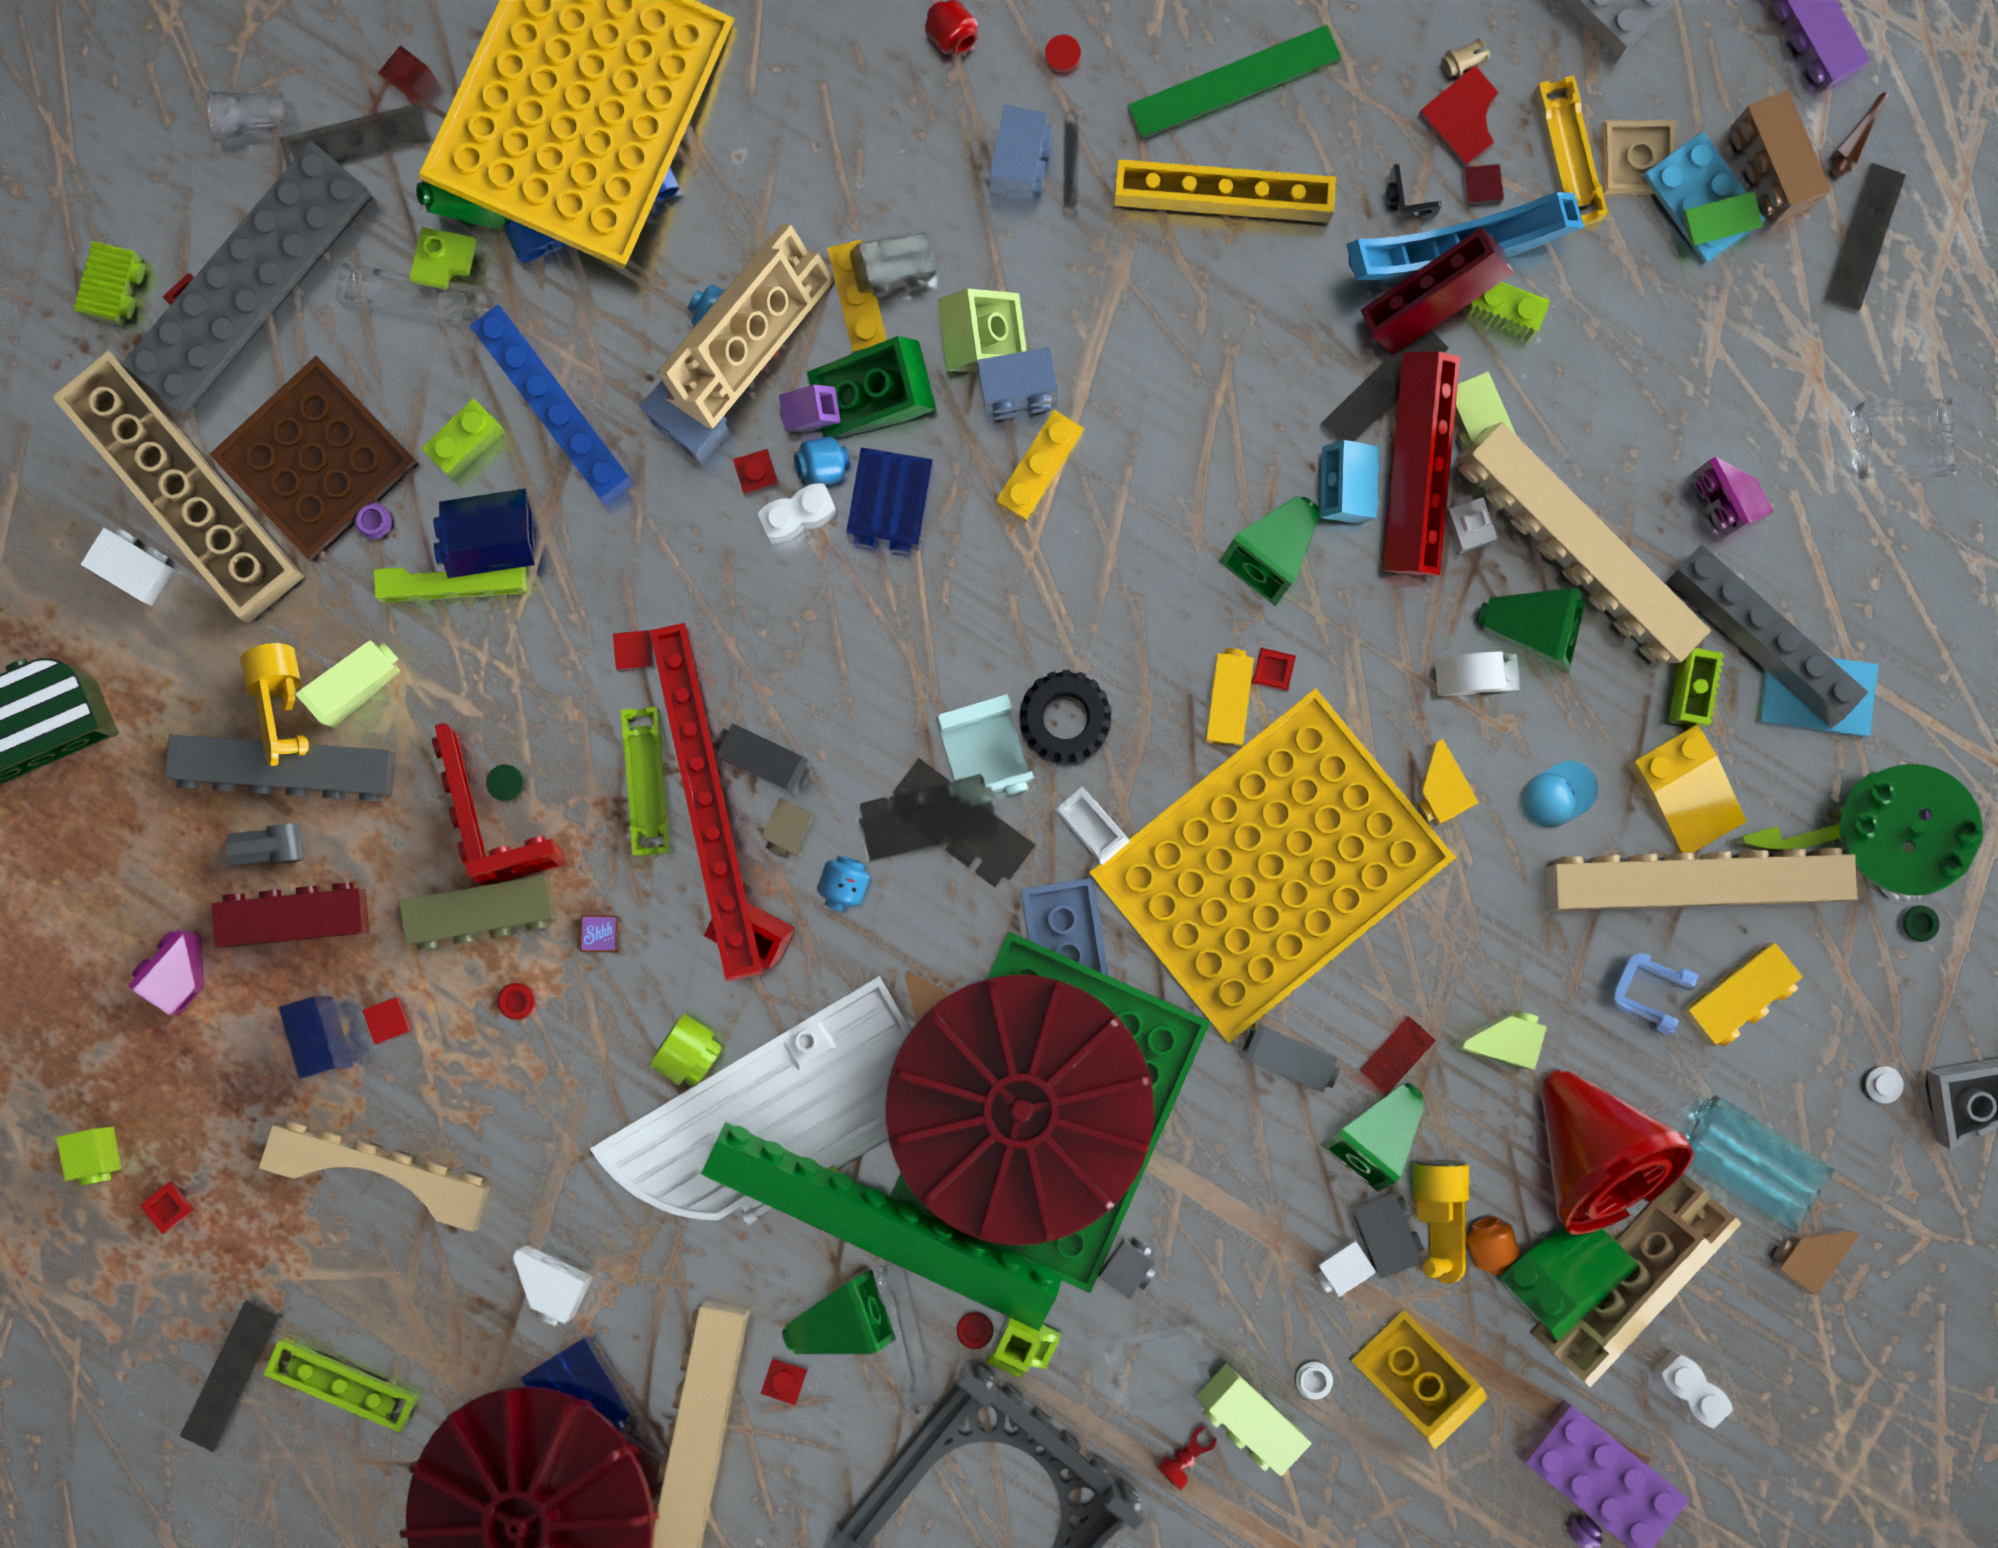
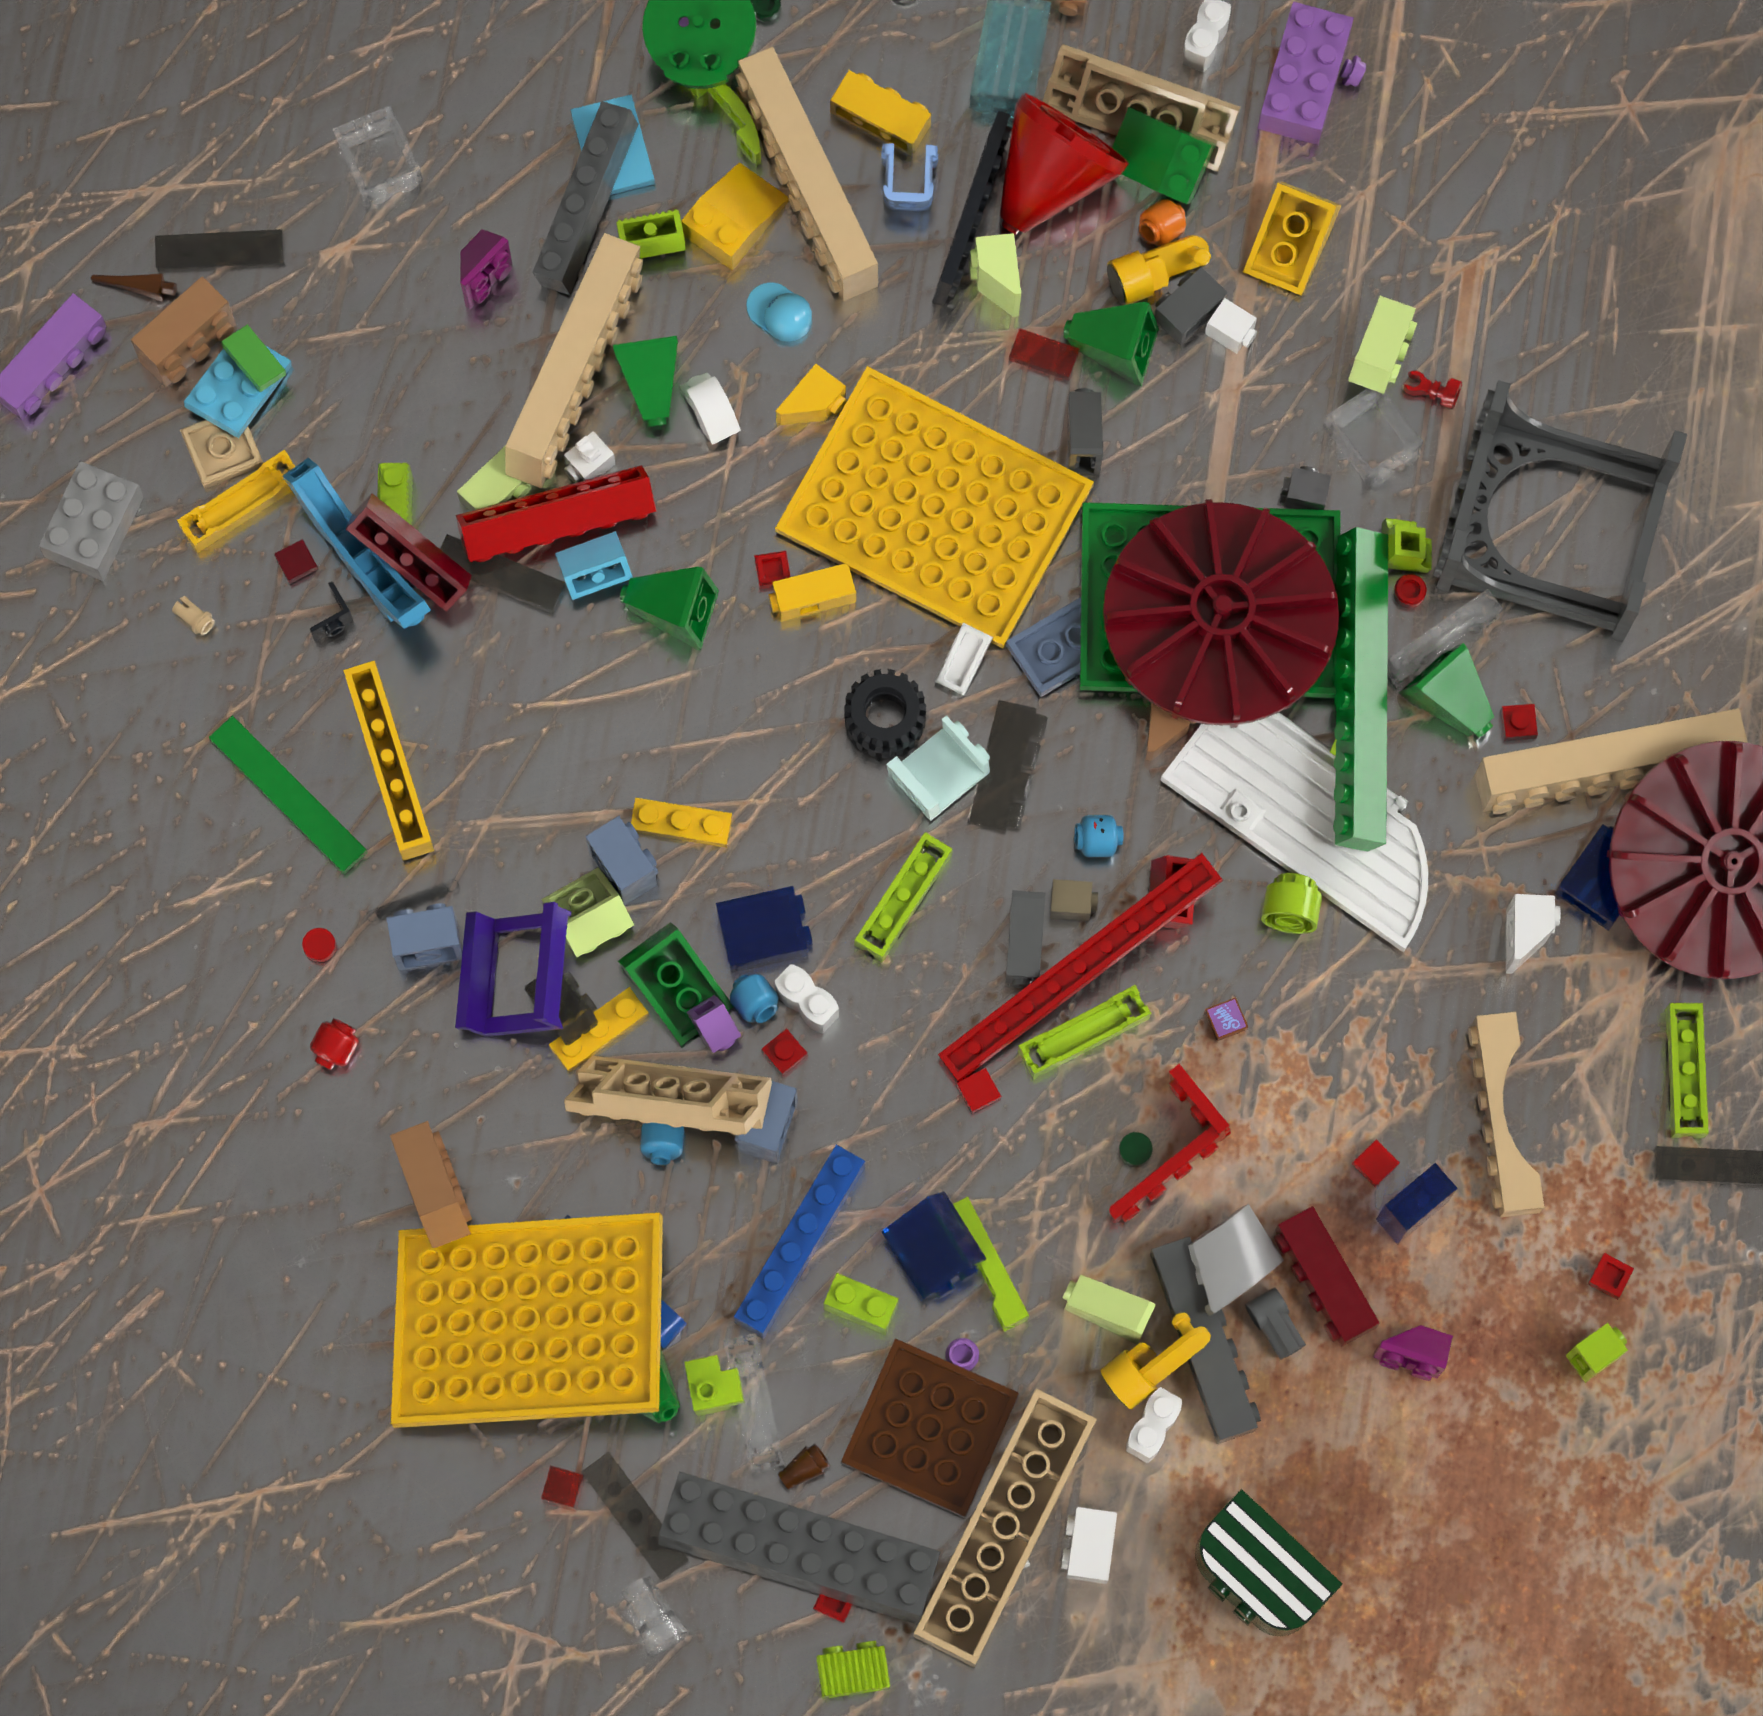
camera: 115 degrees left, 10 degrees down
(214, 671) = (1156, 1420): none -> white brick
(328, 320) = (805, 1466): none -> reddish brown cone
(344, 827) = (1233, 1258): none -> light grey slope
(476, 911) = (1252, 1122): olive brick -> none
(516, 1001) = (1312, 1064): red tile -> none
(757, 57) = (432, 1183): none -> medium nougat brick
(864, 656) = (903, 897): none -> lime piece
(937, 821) = (1016, 778): clear smoke windscreen -> none
(960, 196) = (479, 972): none -> dark purple piece
(1314, 1380) = (1329, 317): white plate -> none
(1460, 115) = (243, 601): red tile -> none
(1597, 1053) = (973, 209): none -> black plate

